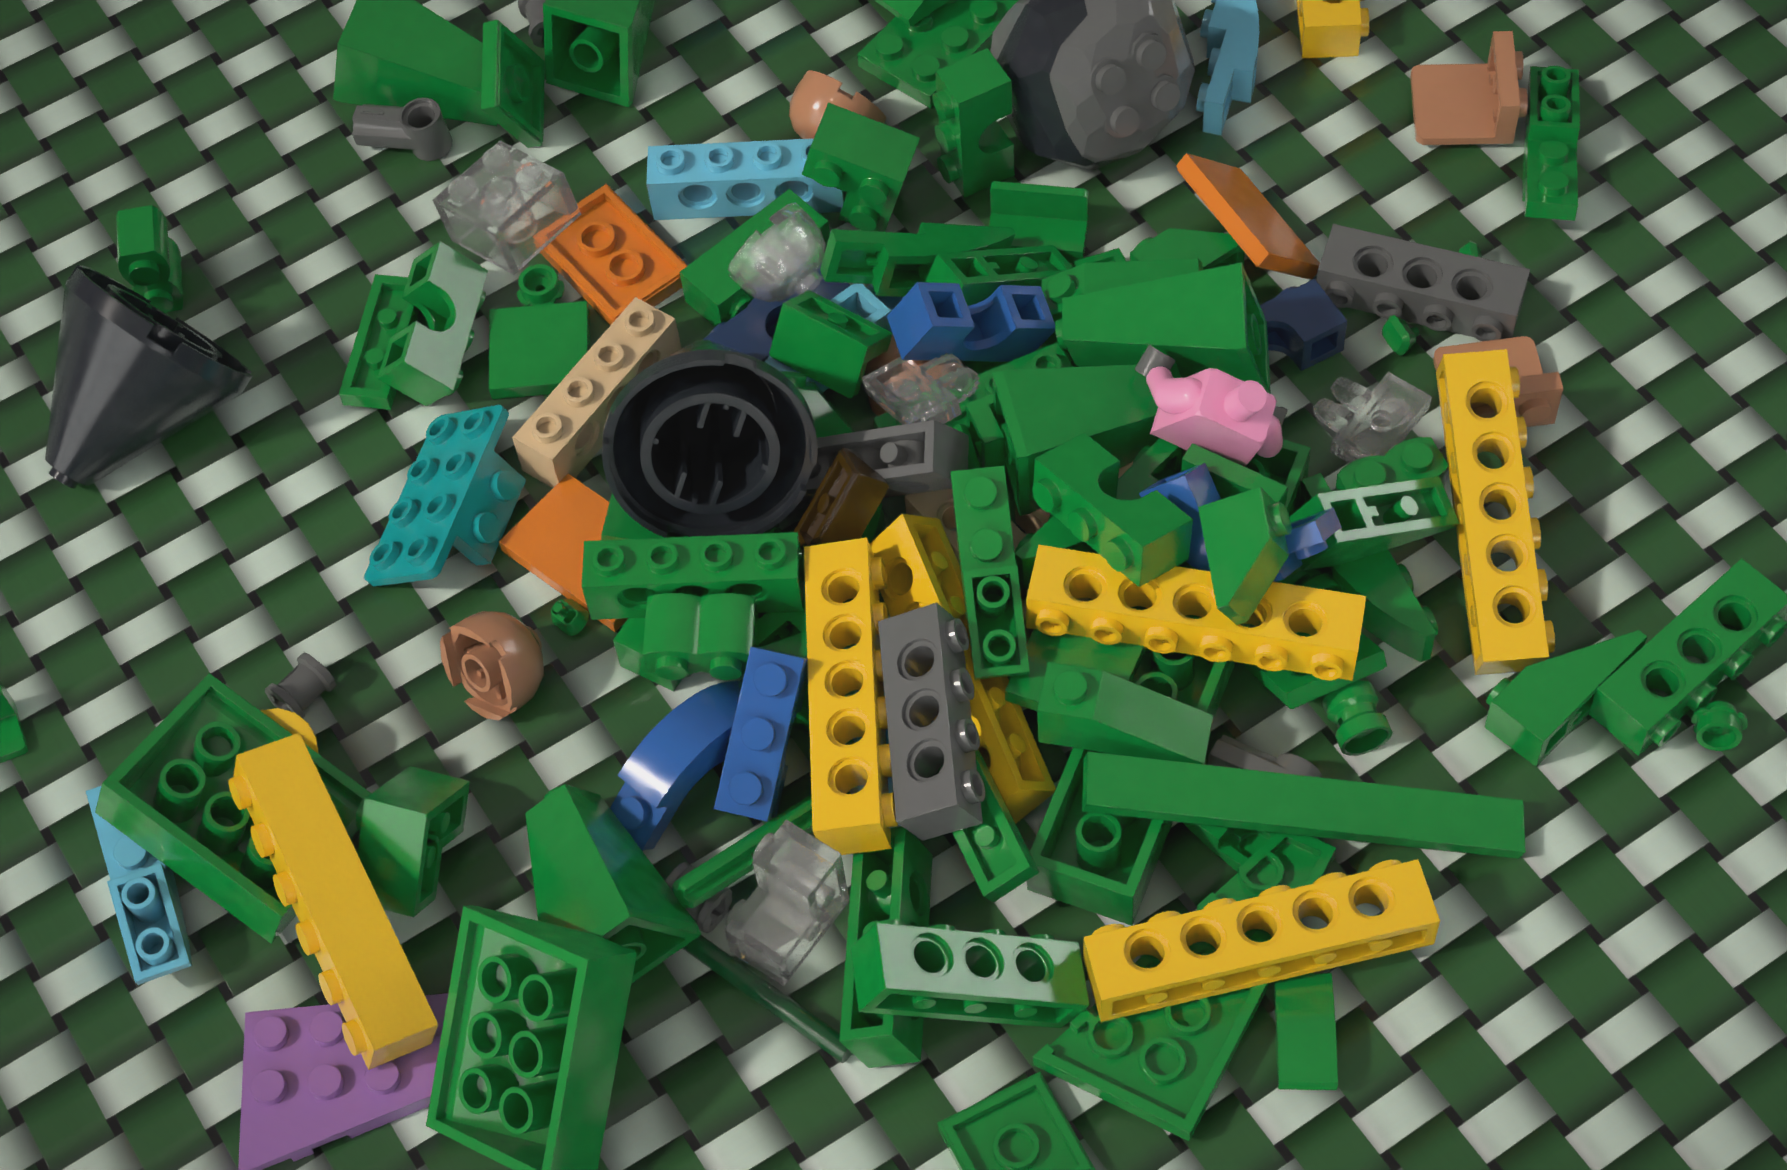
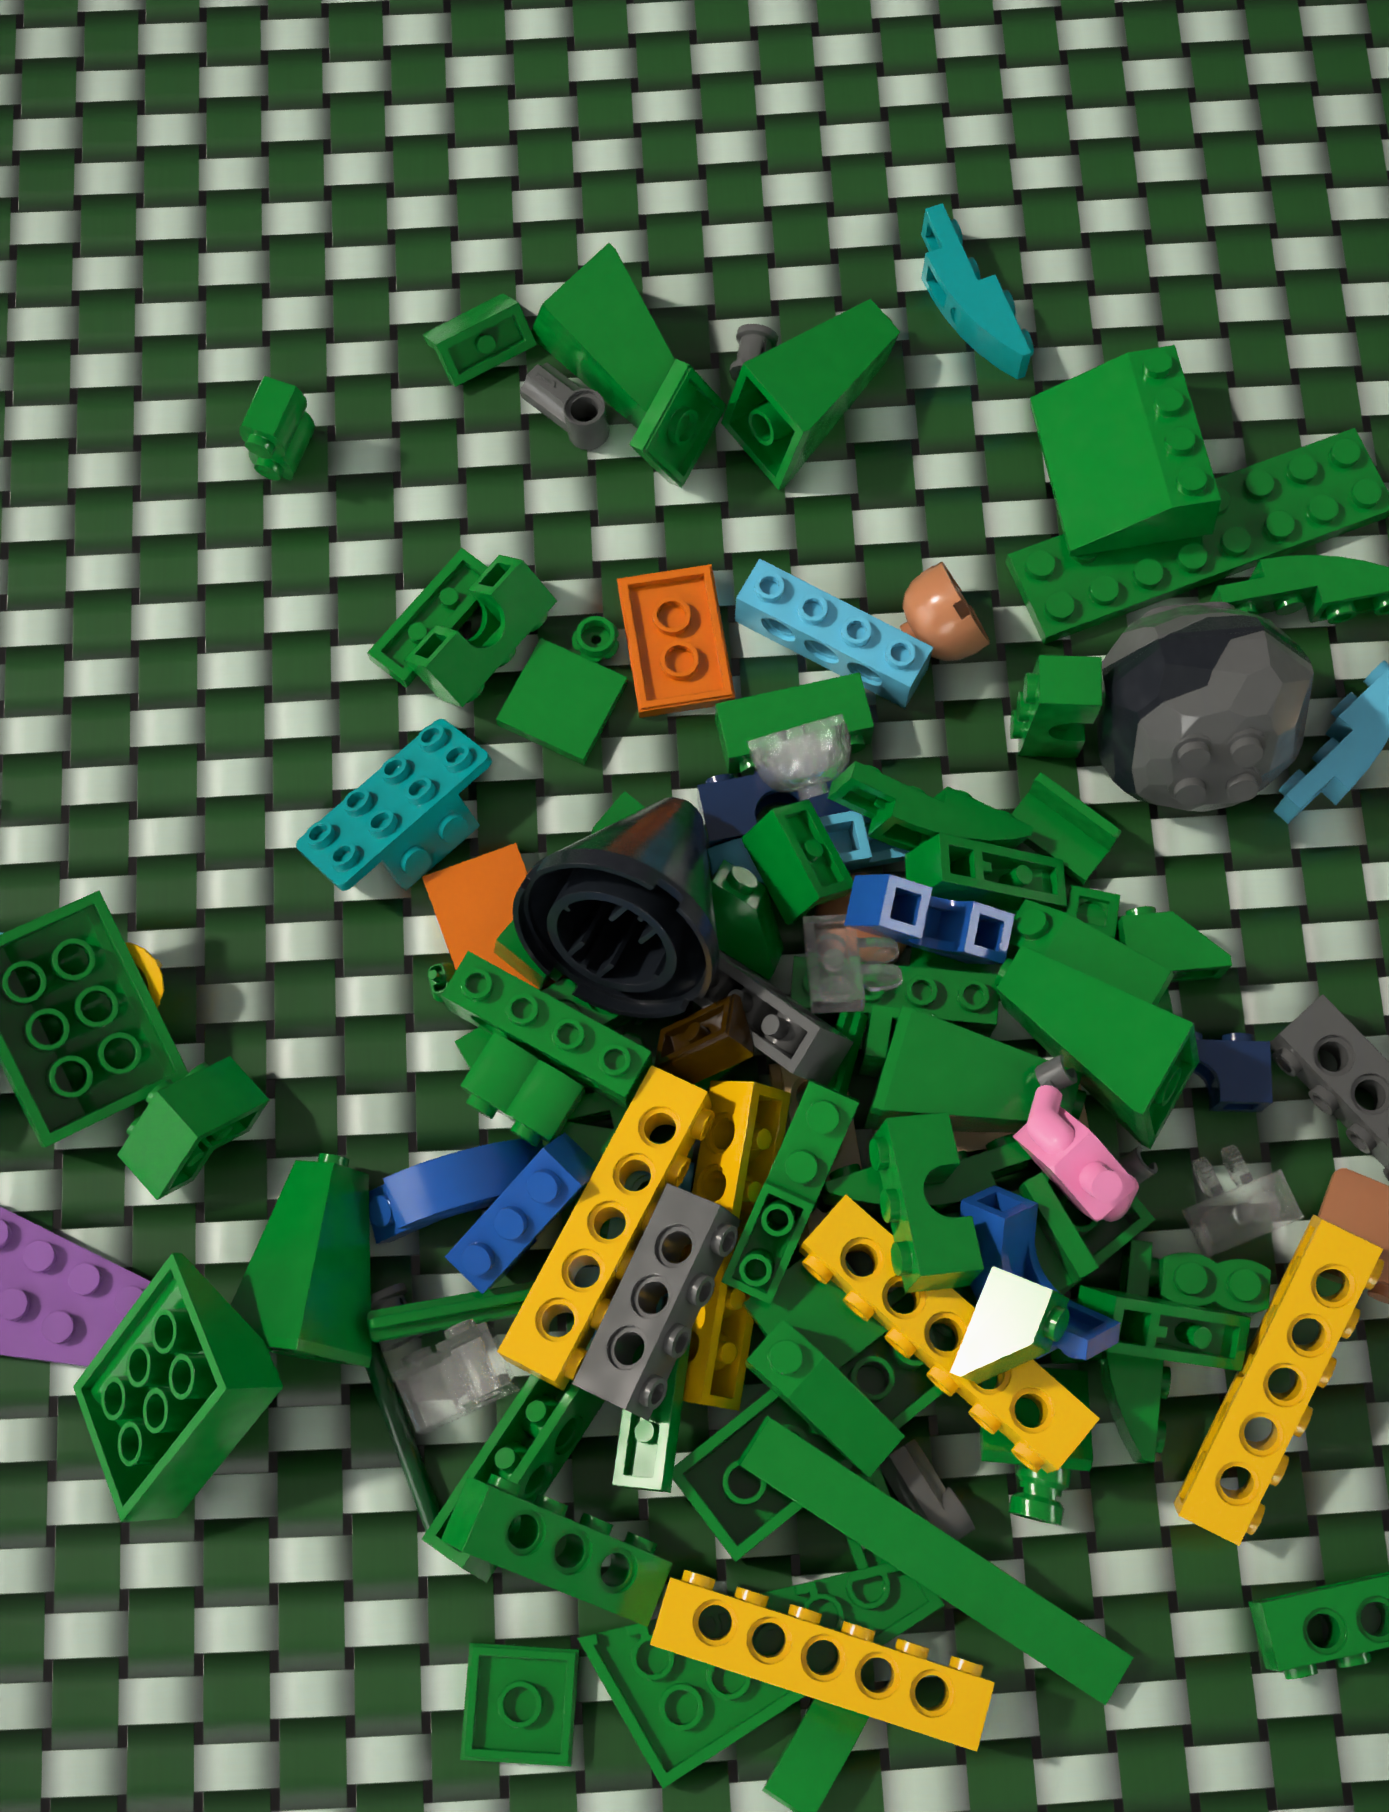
camera: 25 degrees right, 15 degrees up
(127, 378) = (202, 539): black cone -> none
(293, 117) = (481, 338): none -> green panel
(301, 685) = (186, 922): dark grey bush -> none
(333, 902) = (89, 1161): yellow brick -> none
(495, 662) = (354, 998): nougat cylinder -> none
(507, 207) = (608, 545): clear brick -> none
(571, 420) = (582, 781): tan brick -> none
(864, 161) = (935, 691): green brick -> none
(1248, 217) = (1252, 939): orange tile -> none
(1399, 335) = (1318, 1131): green rock -> none
(1554, 695) = (1220, 1579): green slope -> none
(1719, 726) = (1352, 1691): green plate -> none

